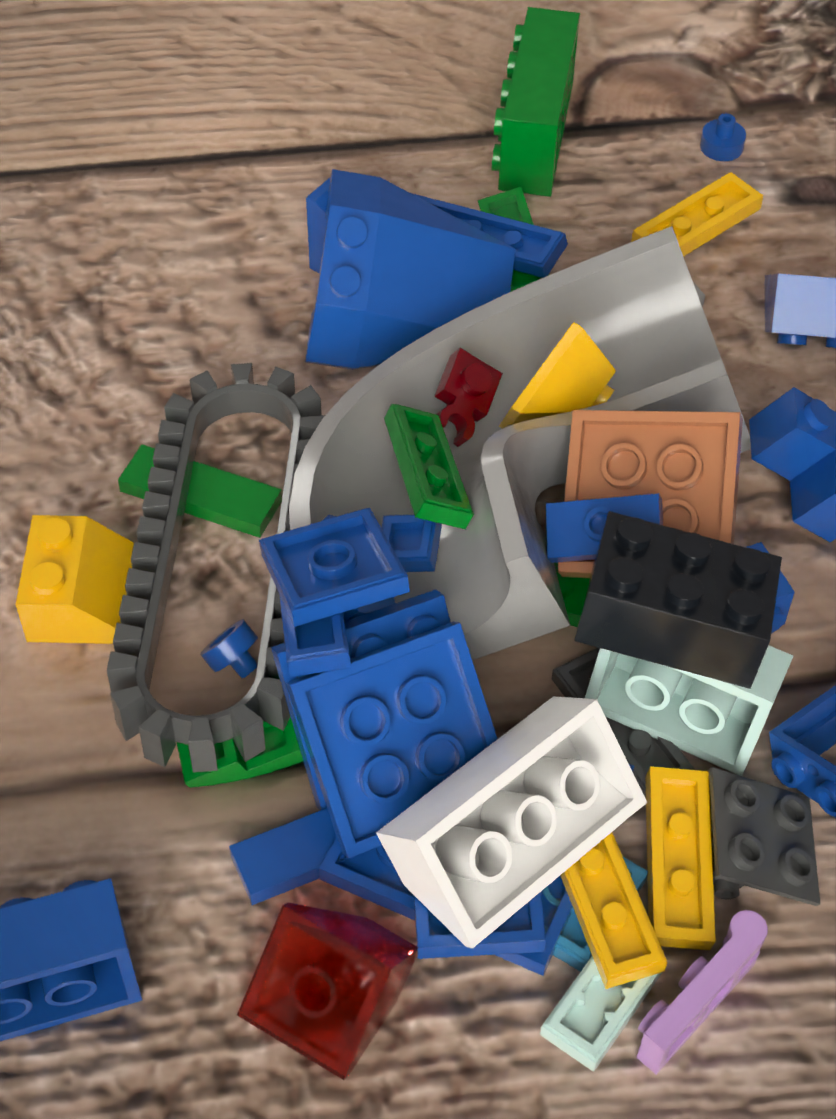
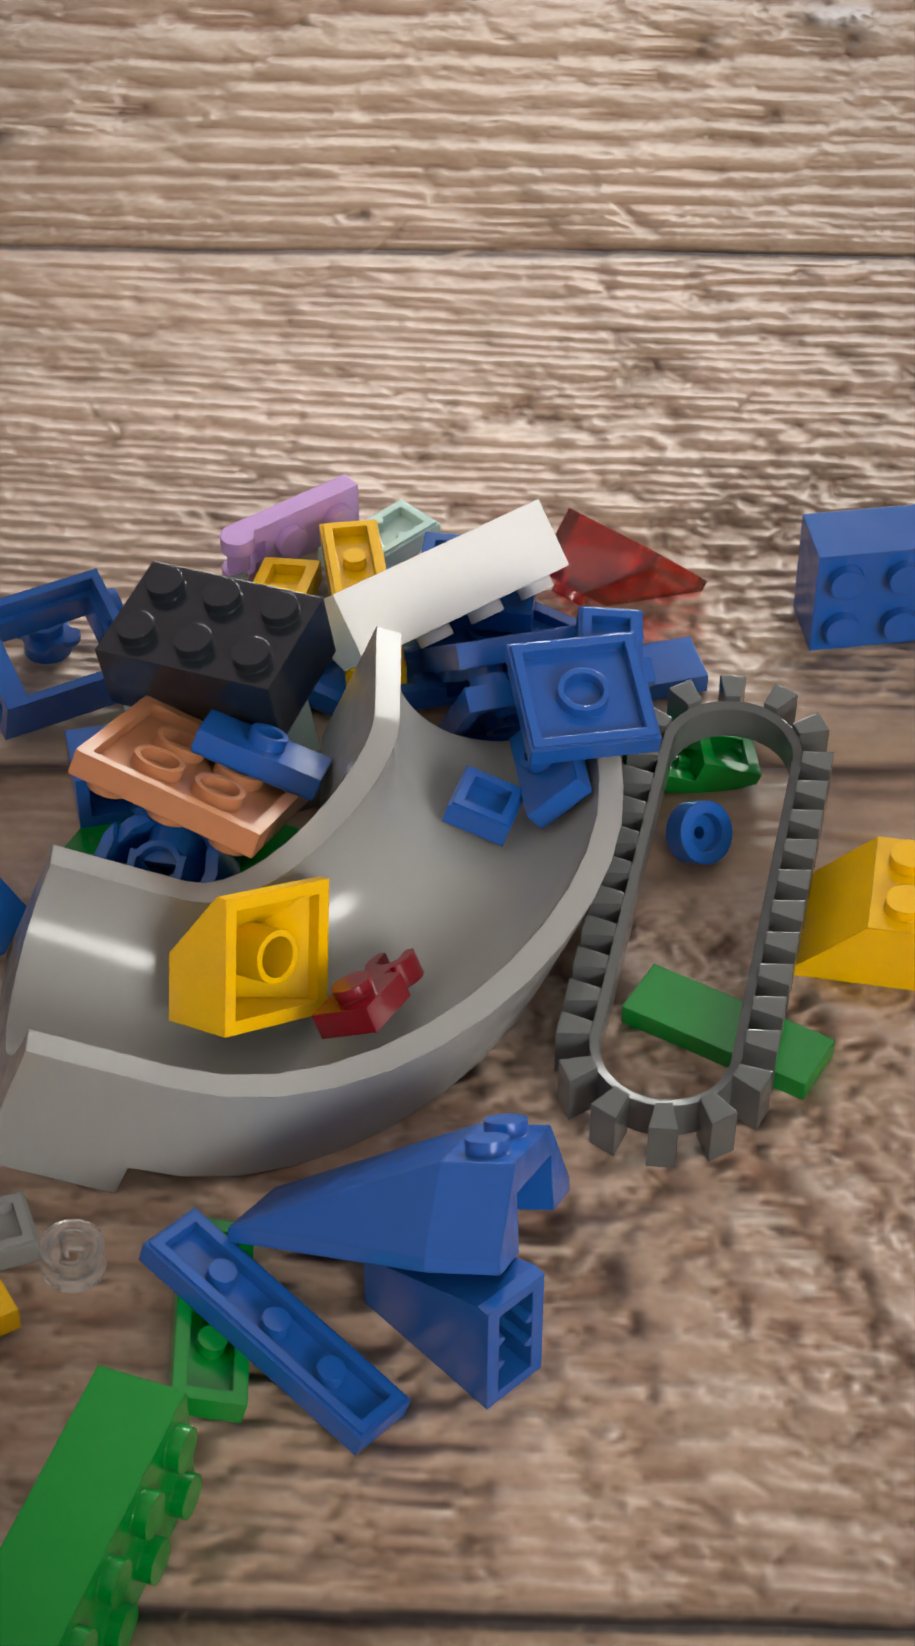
camera: 170 degrees left, 10 degrees down
(428, 466) = (445, 867): green tile -> none

